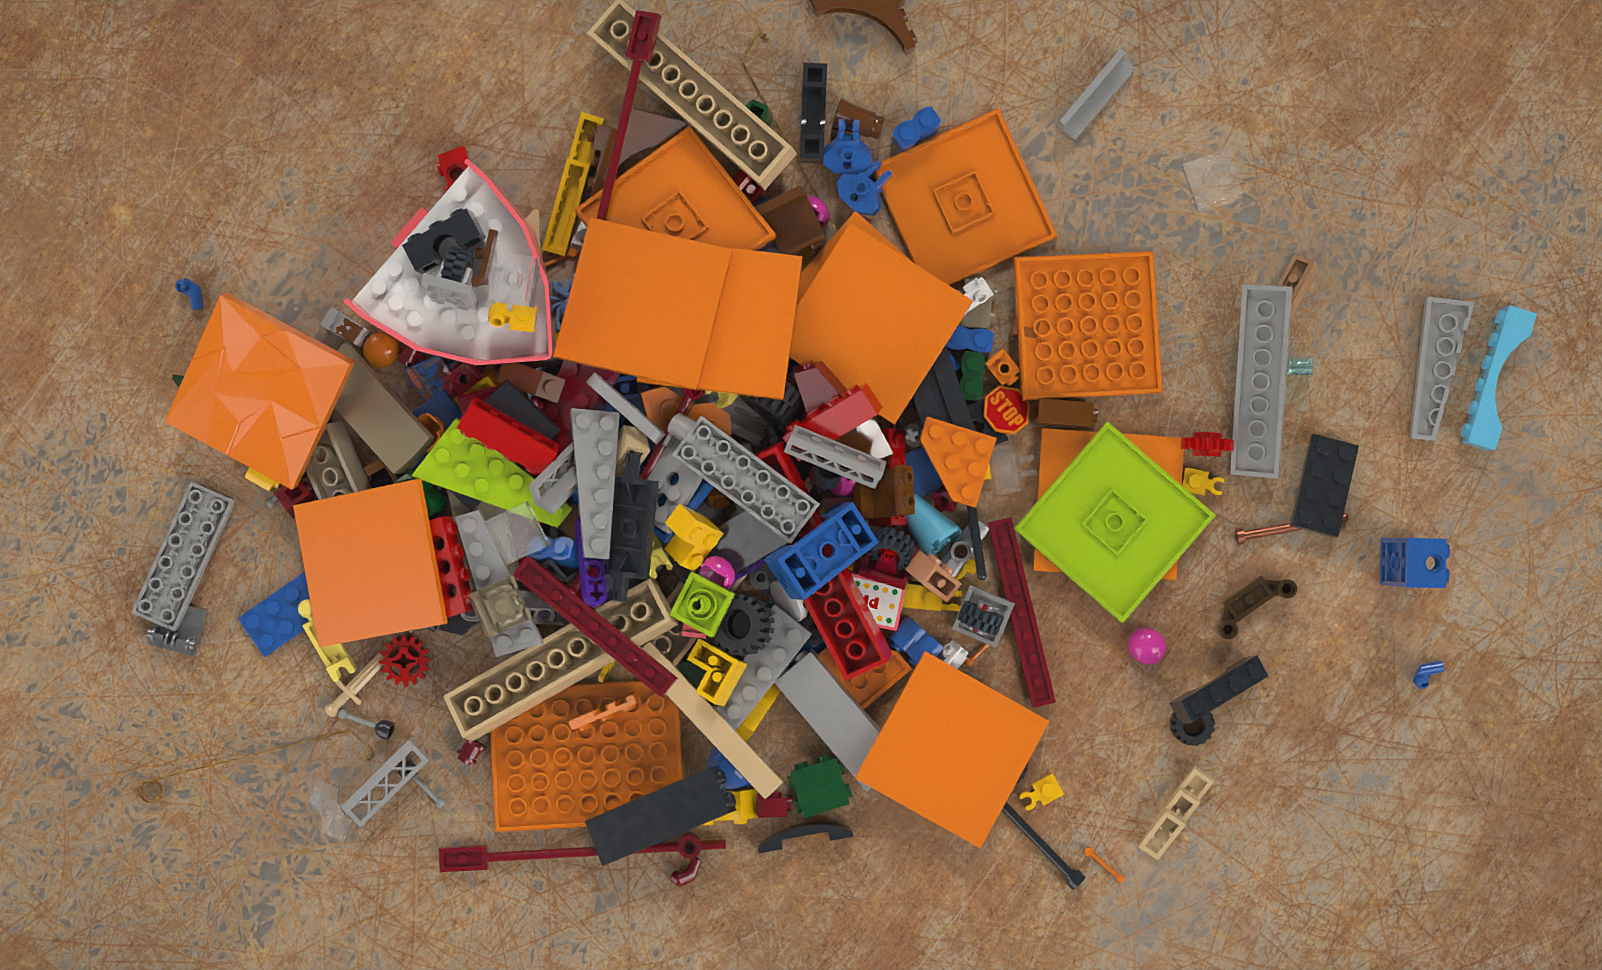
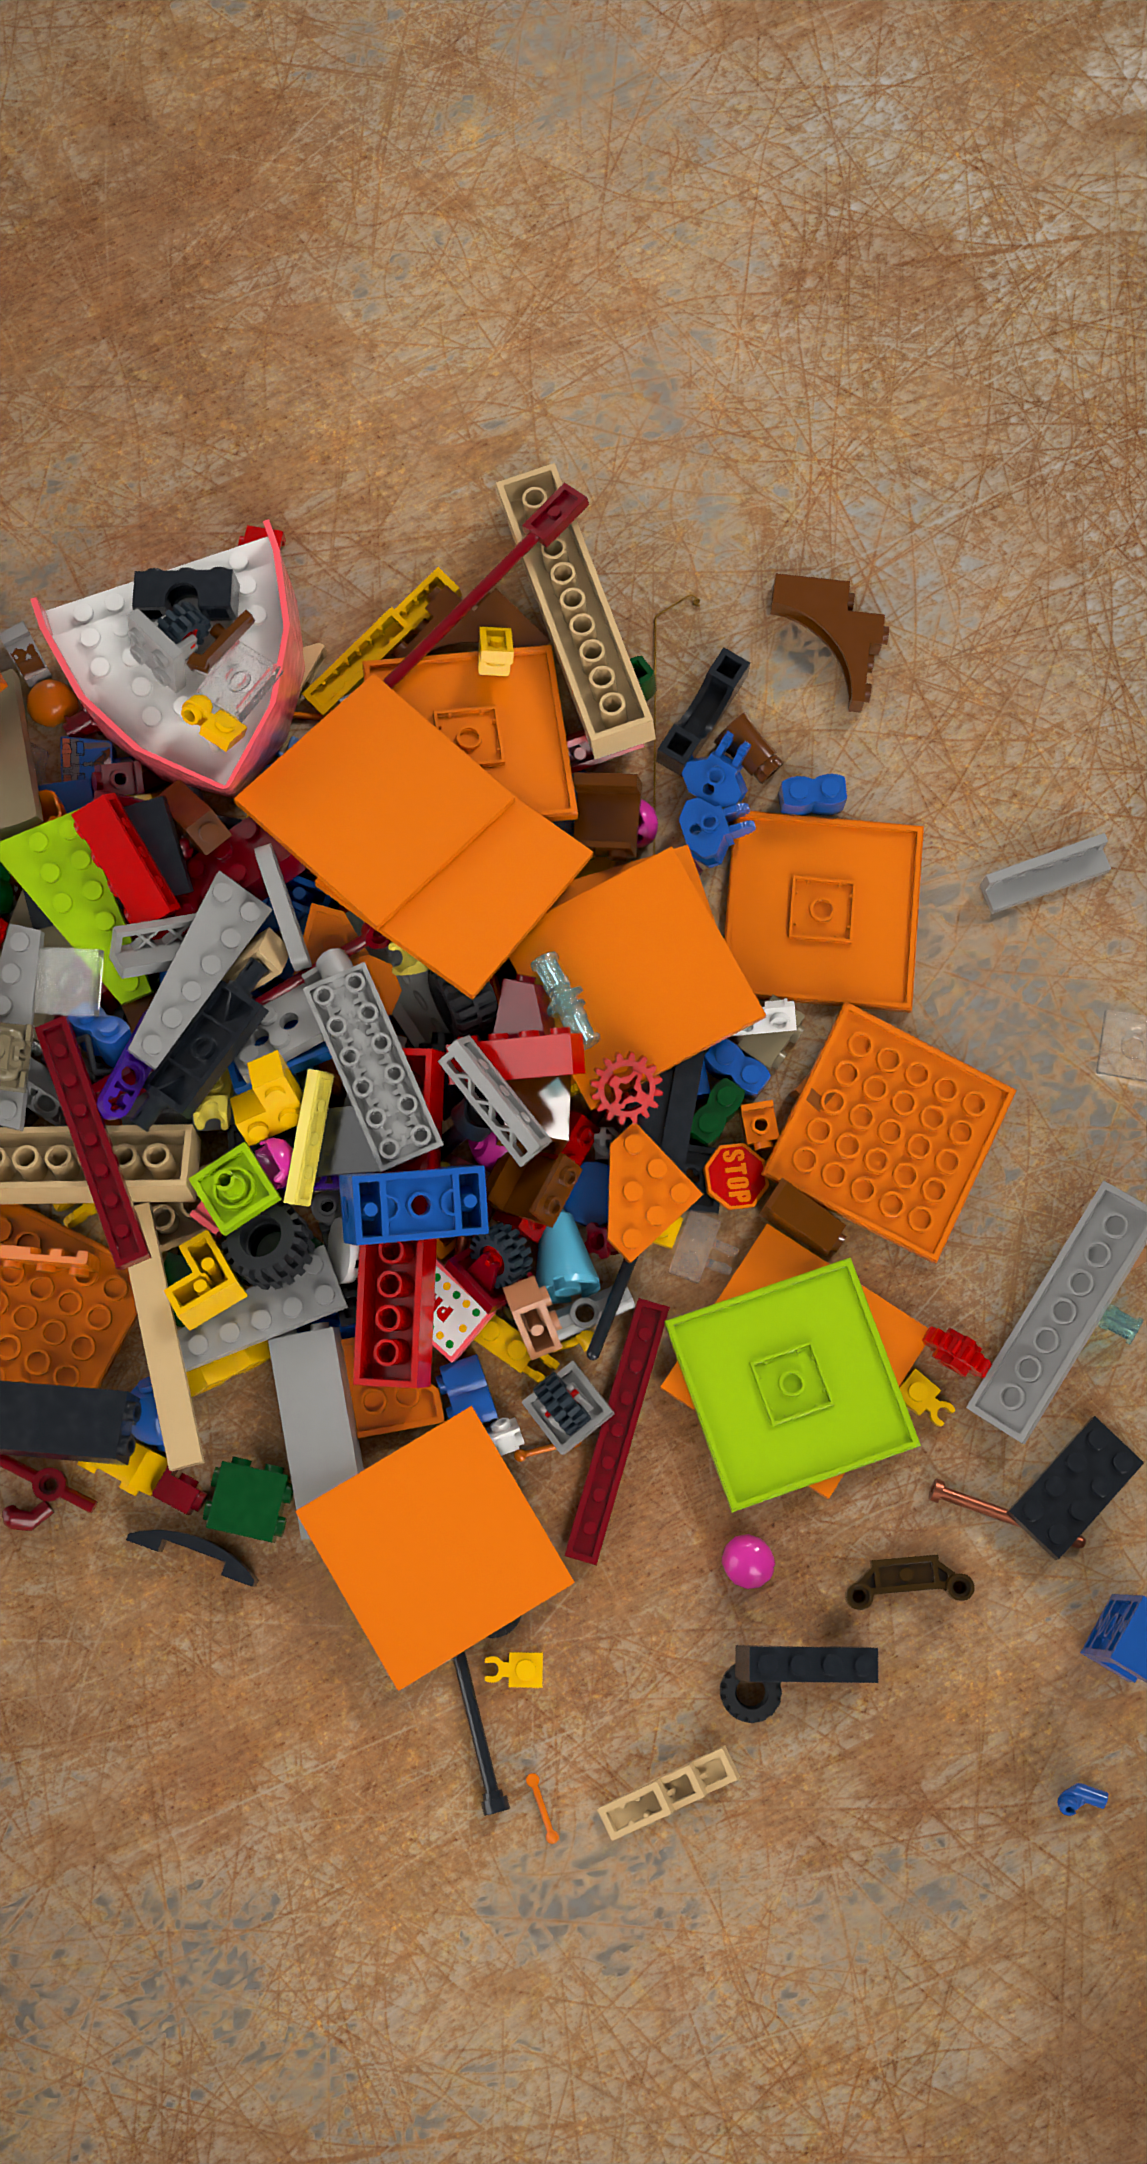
camera: 25 degrees right, 10 degrees down
(657, 152) = (495, 651): none -> yellow slope
(730, 546) = (308, 1138): none -> light yellow tile
(839, 364) = (564, 998): none -> clear light blue piece
(911, 409) = (618, 1101): none -> gear

